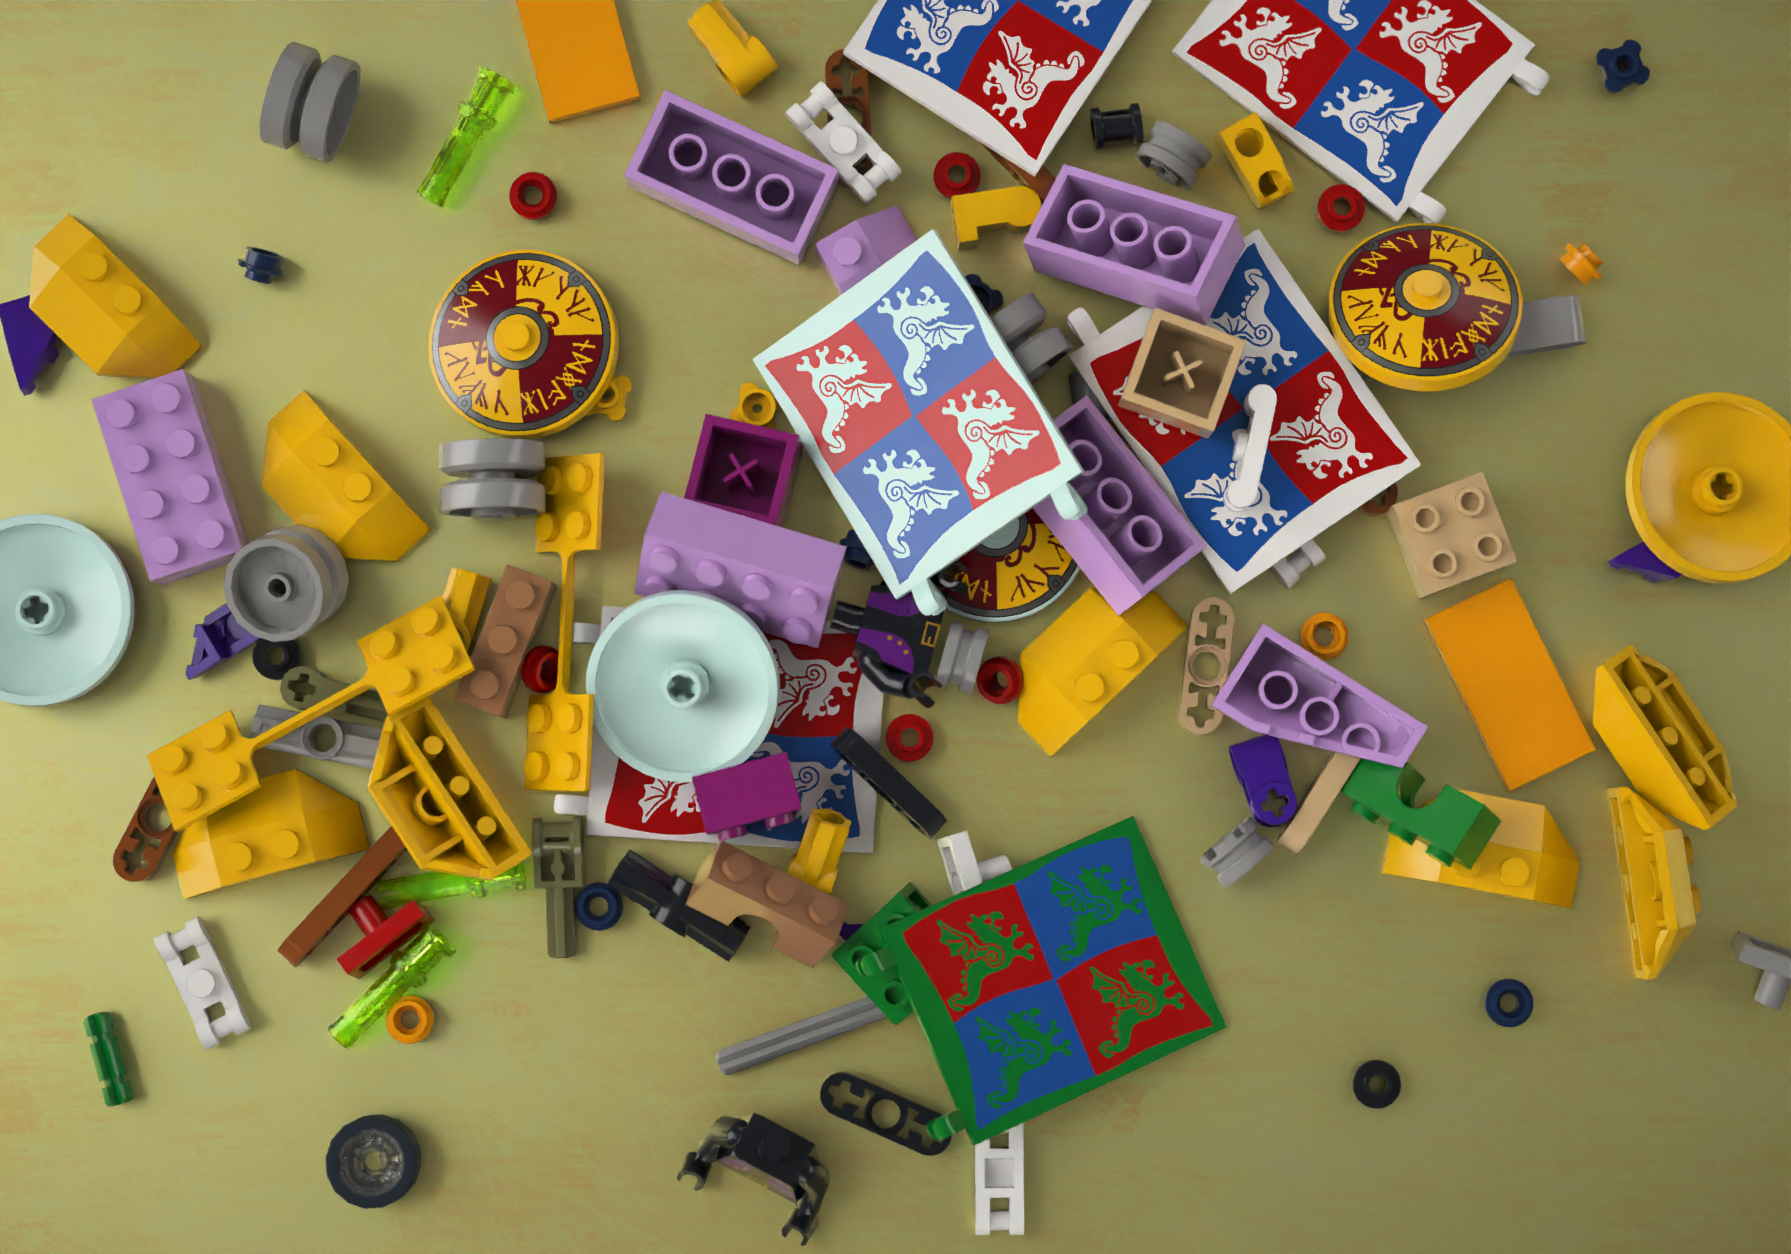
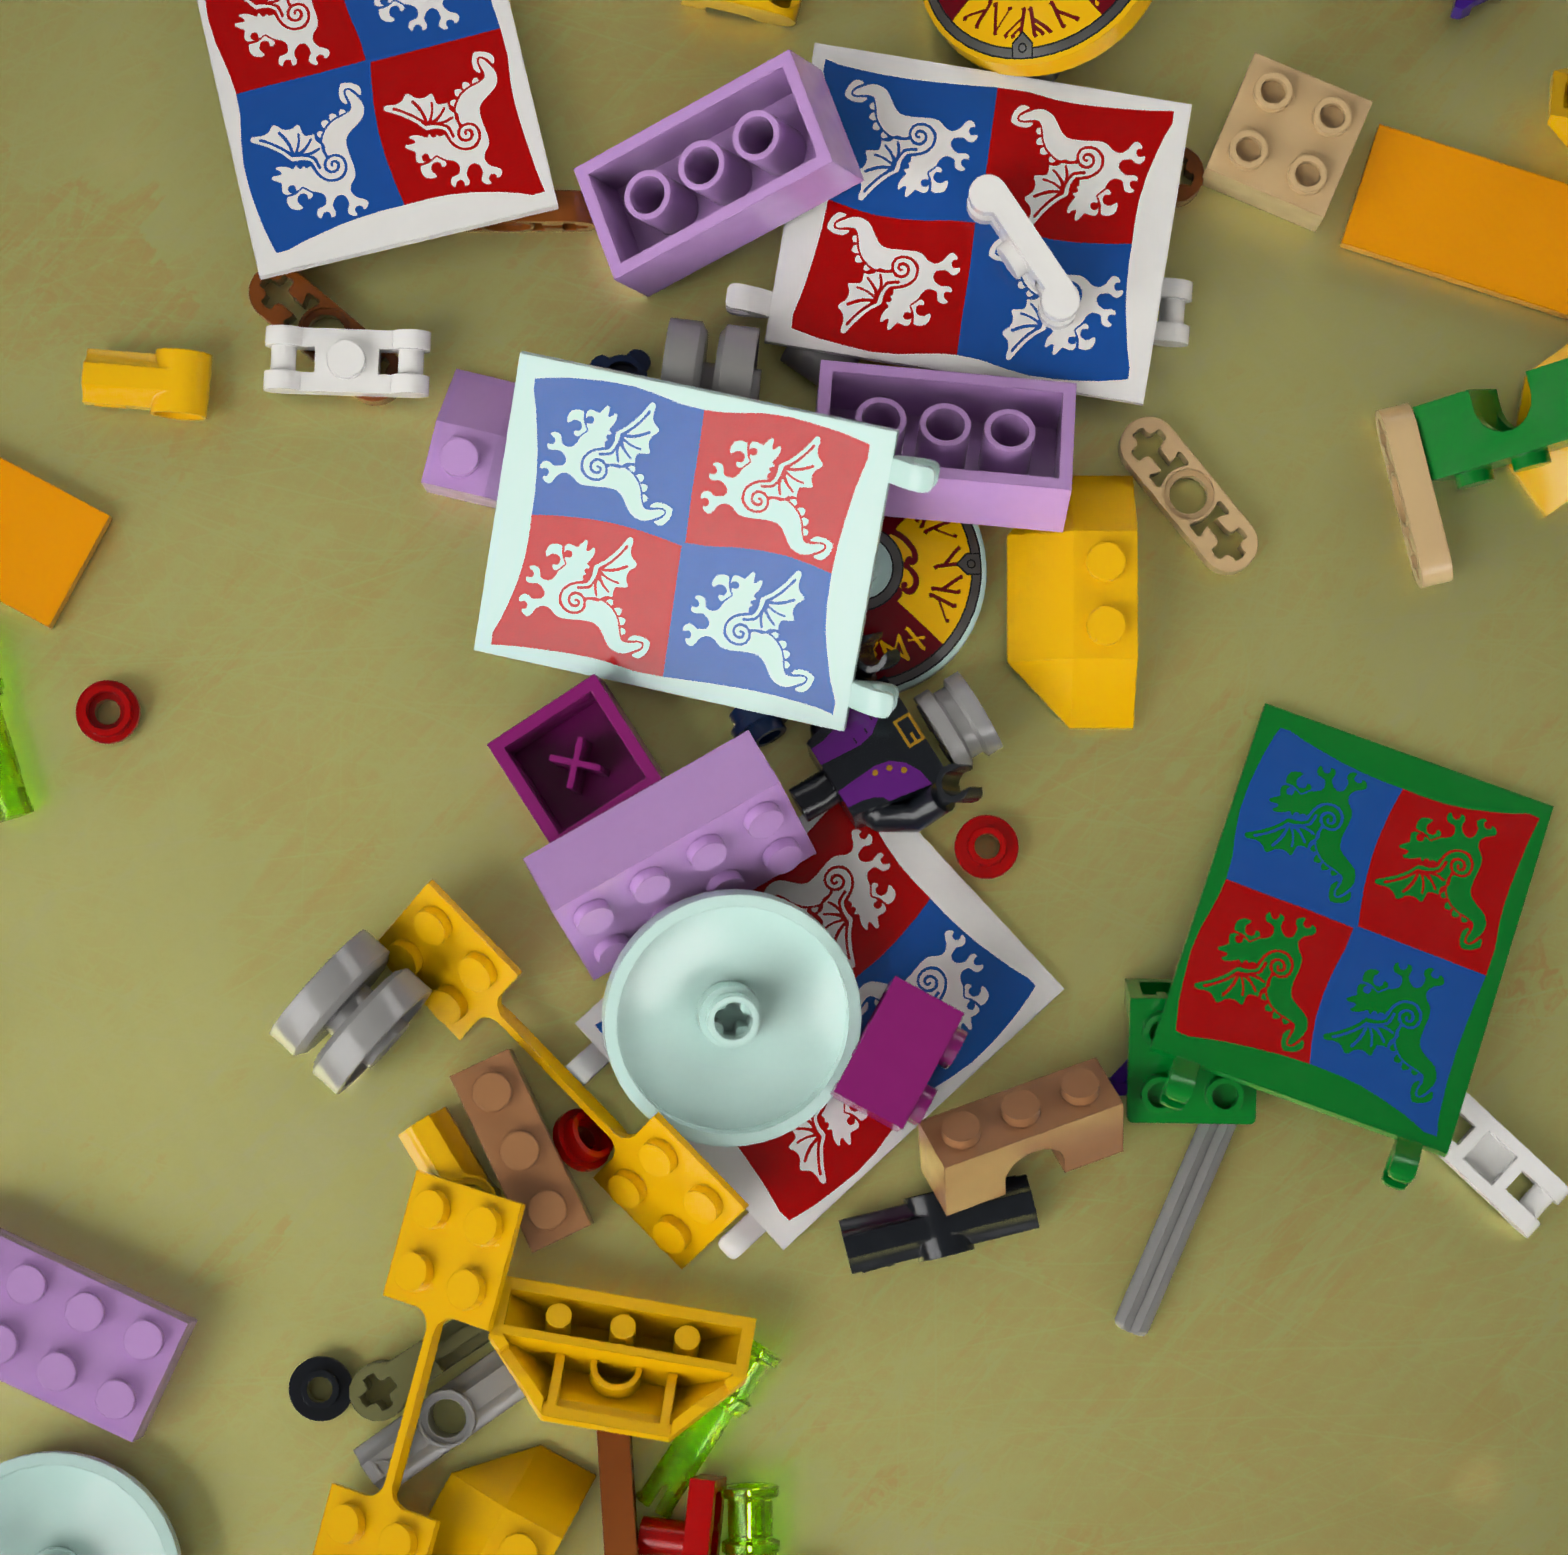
camera: 45 degrees left, 0 degrees up
(218, 641) = (252, 1416): dark purple slope -> none
(286, 582) = (261, 1310): light grey wheel -> none
(334, 488) = (210, 1176): yellow wedge -> none
(523, 344) = (246, 858): dish -> none
(559, 870) = (795, 1310): olive connector -> none
(583, 906) = (872, 1323): dark blue plate -> none
(614, 406) = (389, 831): yellow plate -> none
(732, 177) = (277, 501): lavender brick -> none
(752, 396) = (508, 685): yellow plate -> none
(769, 1158) = (1267, 1367): black torso -> none
(820, 849) = (1015, 1034): yellow piece -> none
(848, 1109) = (1290, 1247): black beam -> none
(888, 782) = (1012, 908): black beam -> none
(956, 160) = (492, 301): red plate -> none
(962, 866) = (1159, 913): white tile -> none
(989, 685) = (1009, 722): red plate -> none
(993, 211) = (562, 265): yellow leg -> none
(1116, 126) = (583, 84): black bush -> none
(1174, 154) = (664, 55): light grey wheel -> none
(1182, 373) = (889, 246): tan brick -> none
(1237, 852) = (1397, 636): light grey wheel -> none
(1264, 770) = (1337, 538): dark purple piece -> none
(1304, 700) = (1311, 431): lavender wedge -> none
(1334, 625) = (1275, 338): light orange plate -> none

